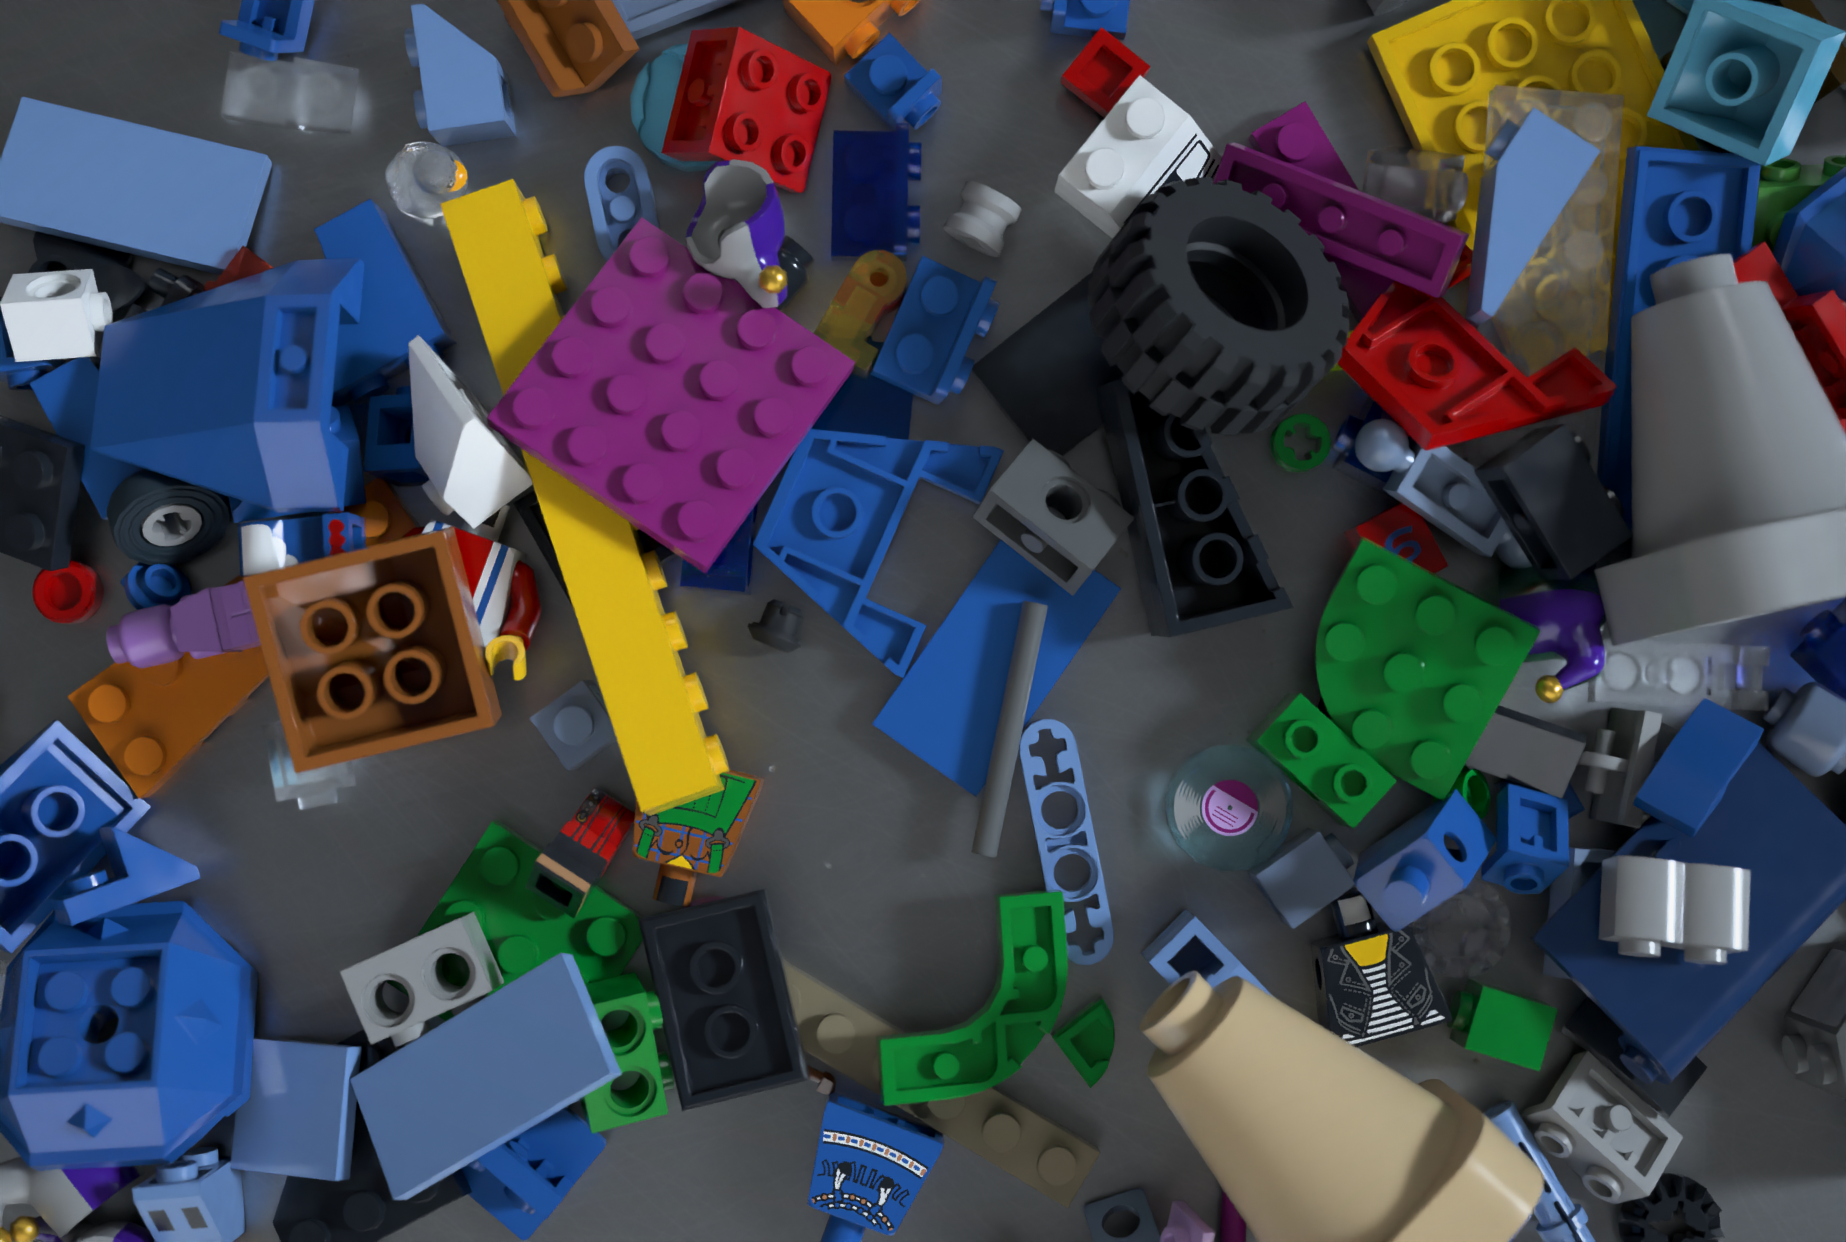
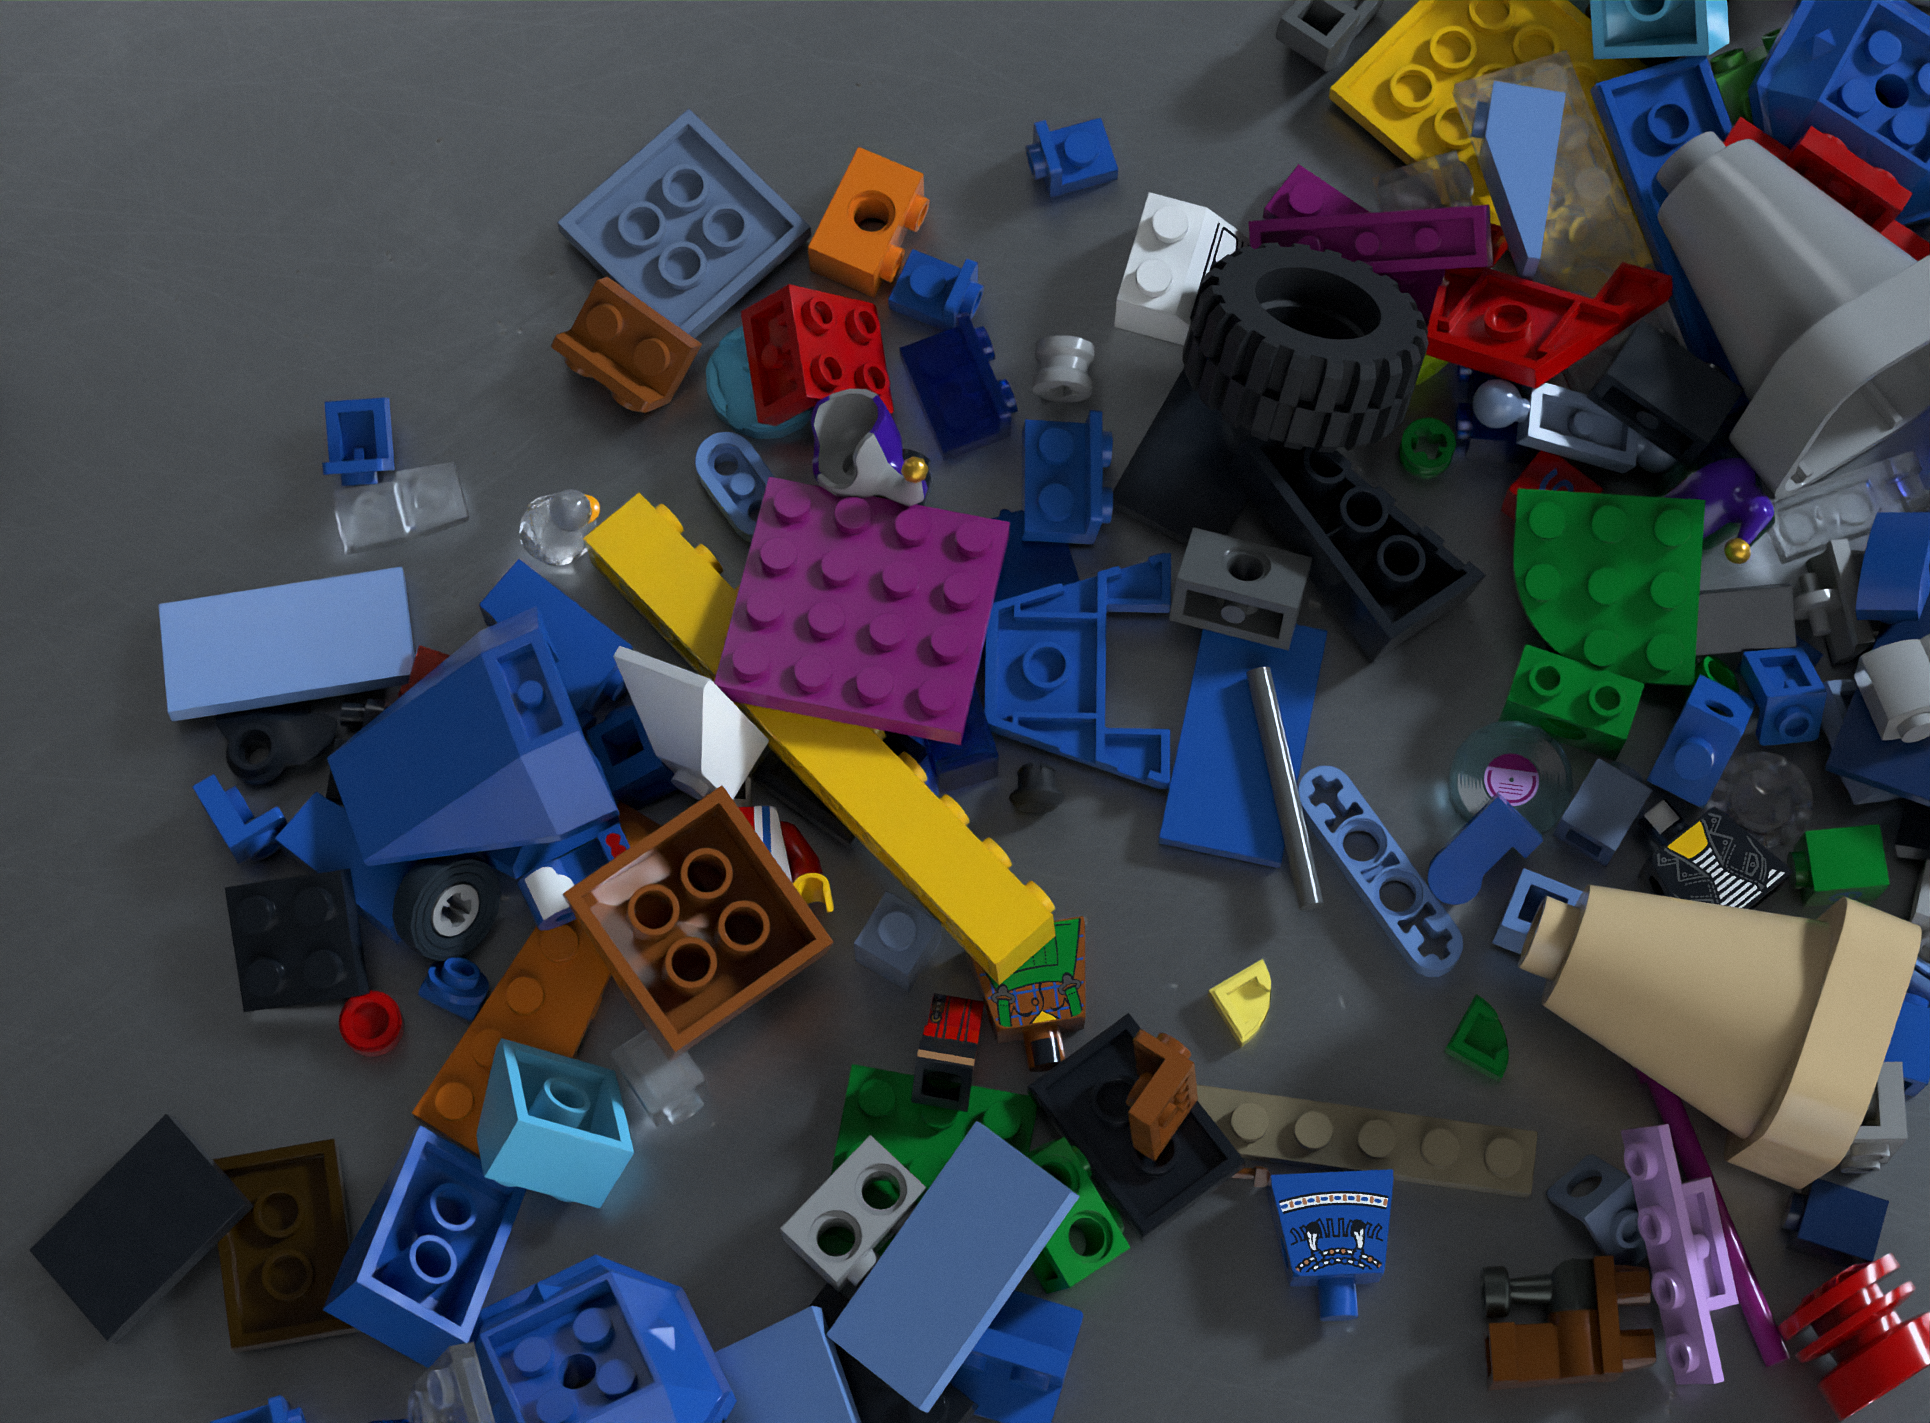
camera: 20 degrees left, 15 degrees down
(55, 315) = (278, 767): white brick -> none
(139, 874) = (542, 1234): blue slope -> none
(181, 769) = (553, 1125): none -> medium azure slope
(201, 624) = (524, 981): medium lavender piece -> none
(462, 83) = (553, 431): medium blue slope -> none
(741, 1009) = (1162, 1092): none -> dark orange bracket
(867, 294) = (991, 473): clear yellow leg -> none
(884, 911) = (1244, 1001): none -> light yellow tile
(1007, 1028) = (1403, 1040): green plate -> none
(1103, 72) = (1114, 209): red plate -> none
(1168, 866) = (1459, 865): none -> blue leg

